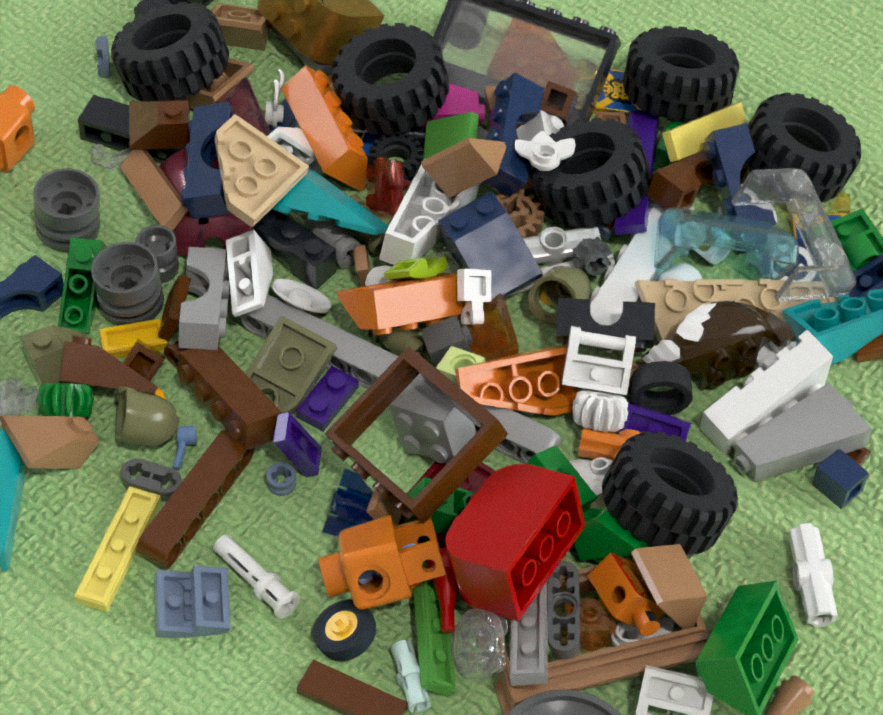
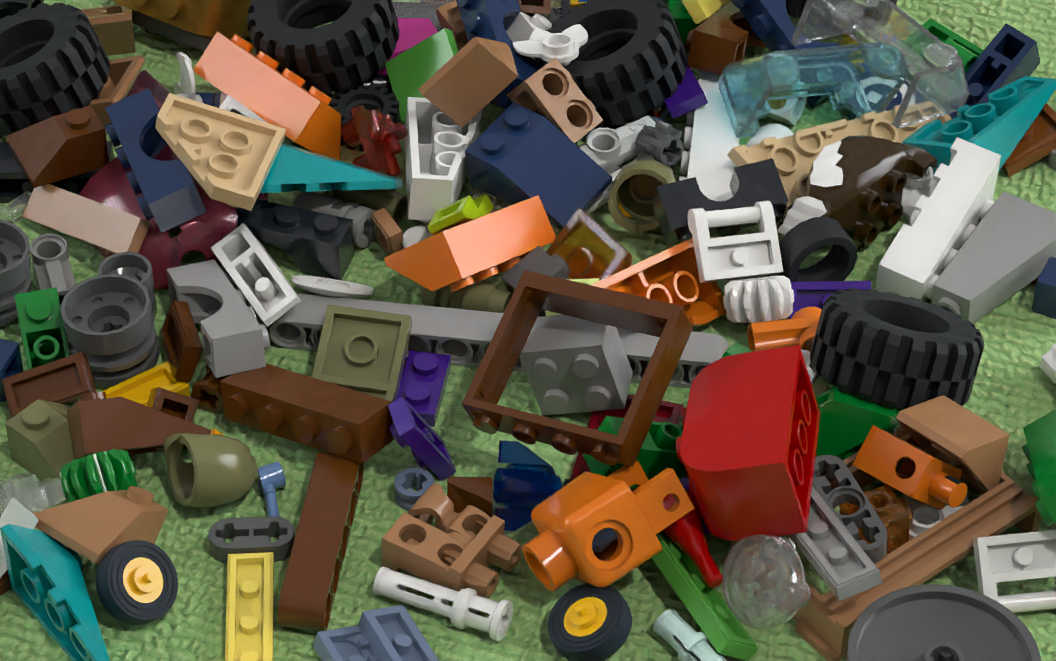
camera: 20 degrees left, 10 degrees down
(54, 489) = (136, 582): none -> black wheel
(70, 313) = (54, 382): none -> reddish brown tile
(117, 218) = (52, 264): none -> light grey piece
(281, 546) = (453, 551): none -> medium nougat hips
(311, 505) = (470, 491): none -> reddish brown slope
(380, 507) = (563, 467): medium nougat tile -> none
(474, 290) = (549, 212): white plate -> none
(518, 205) = (559, 102): none -> medium nougat brick

